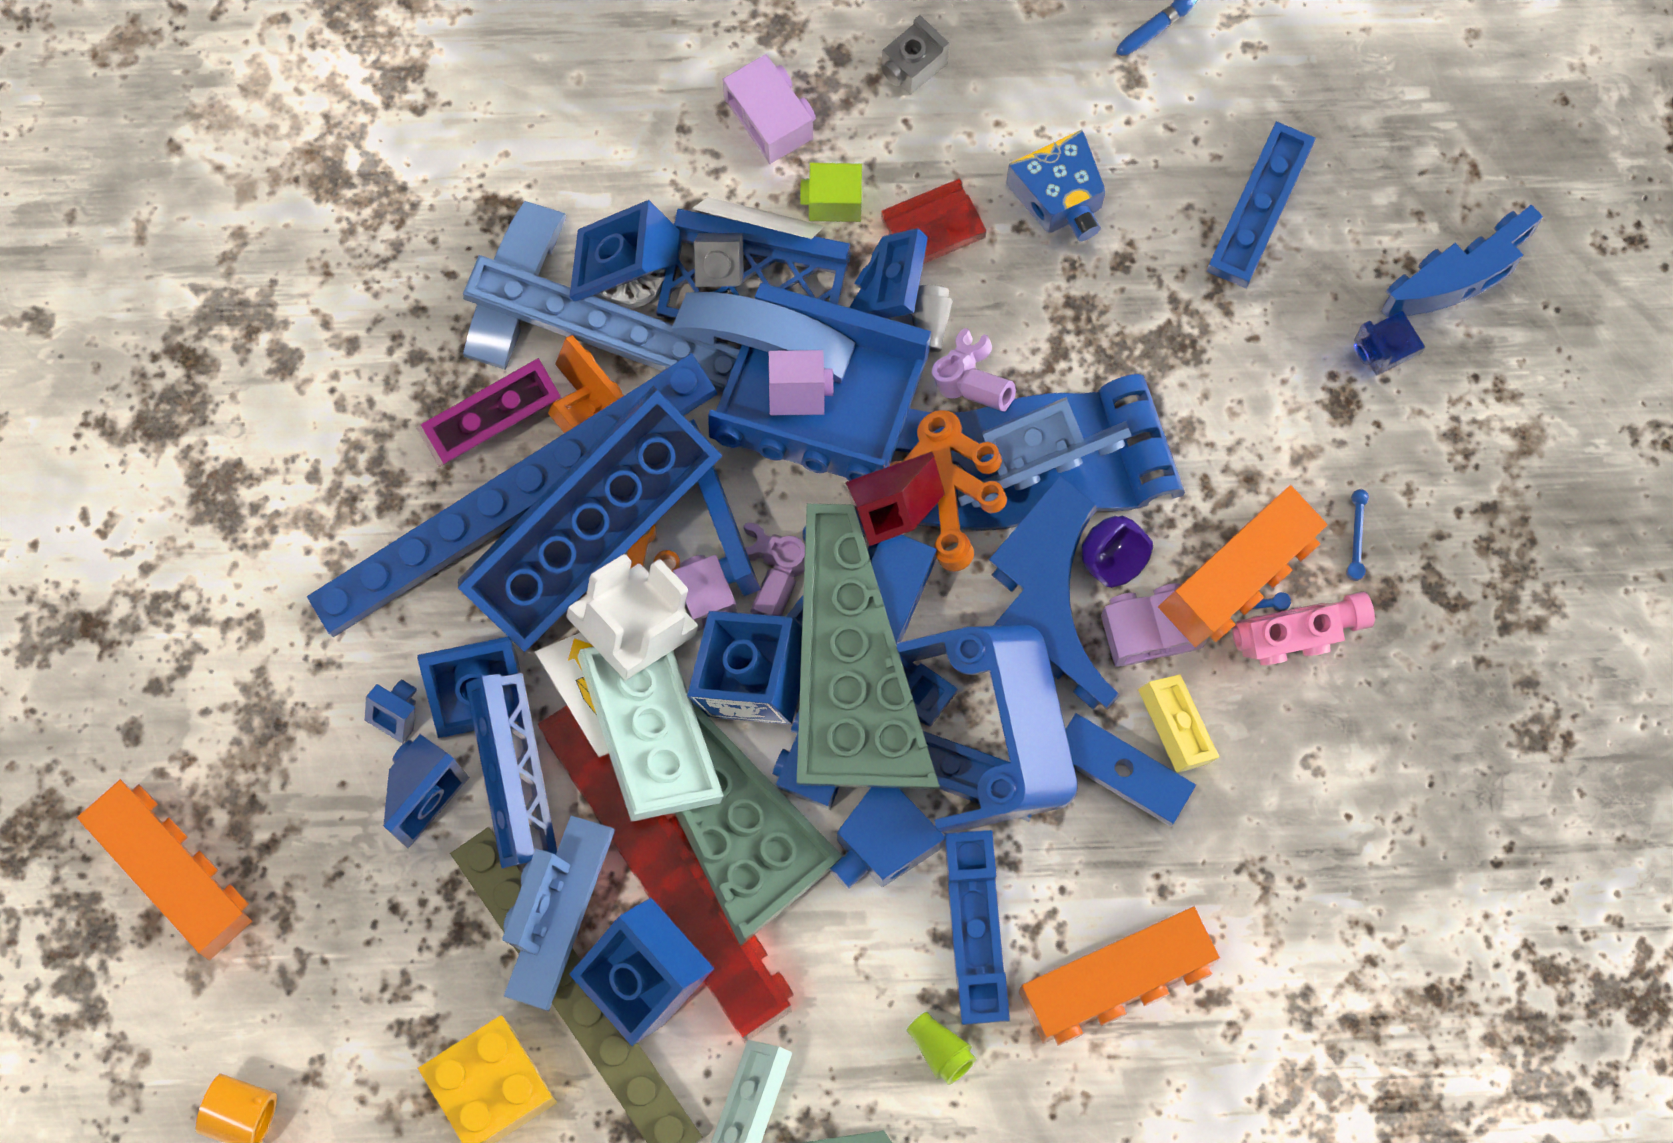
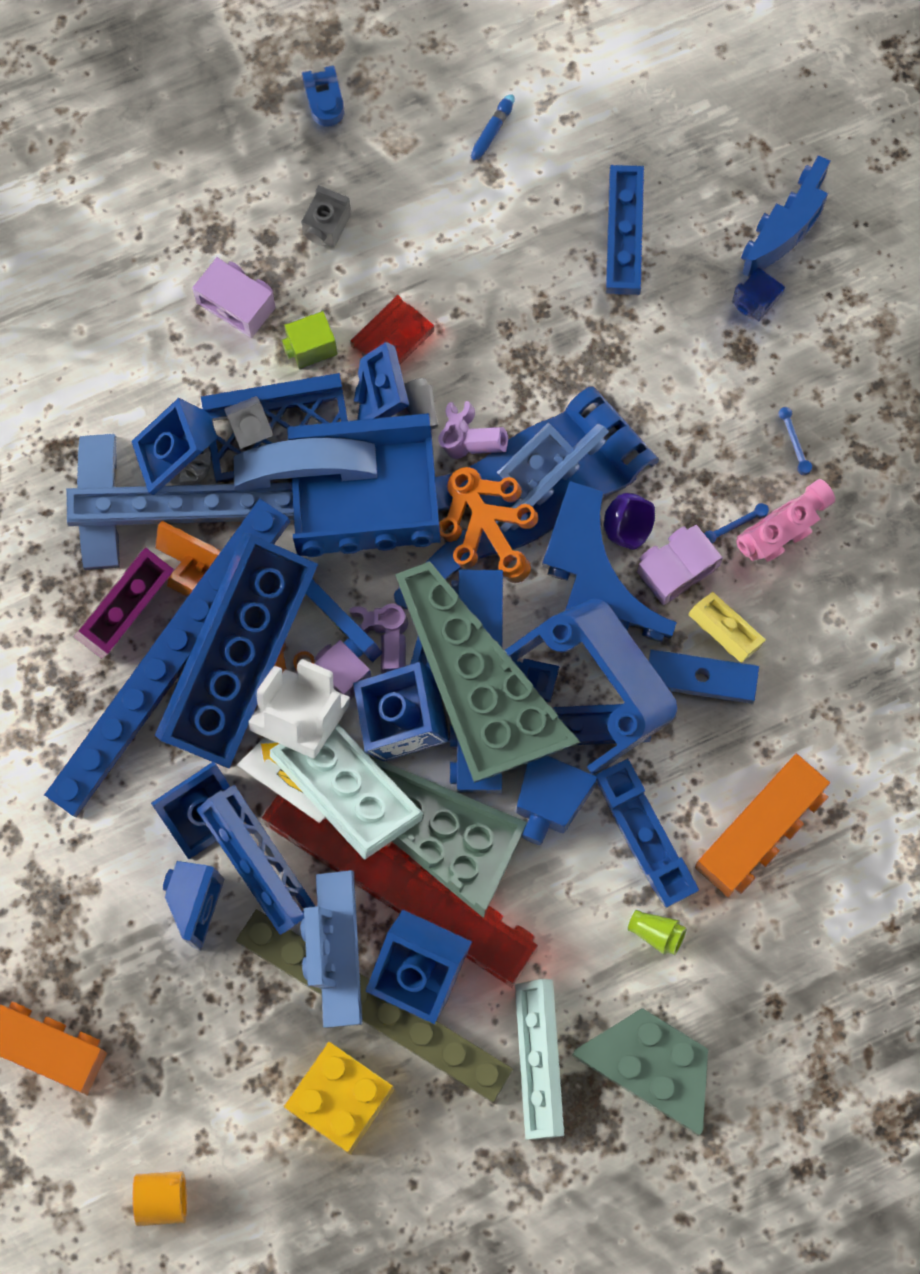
camera: 20 degrees left, 0 degrees up
(393, 710) = (146, 853): blue tile -> none
(758, 217) = (263, 380): white sticker -> none
(798, 382) = (347, 489): lavender brick -> none
(895, 497) = (457, 544): dark red slope -> none
(1060, 186) = (474, 271): blue torso -> none
(1243, 566) = (726, 496): orange brick -> none

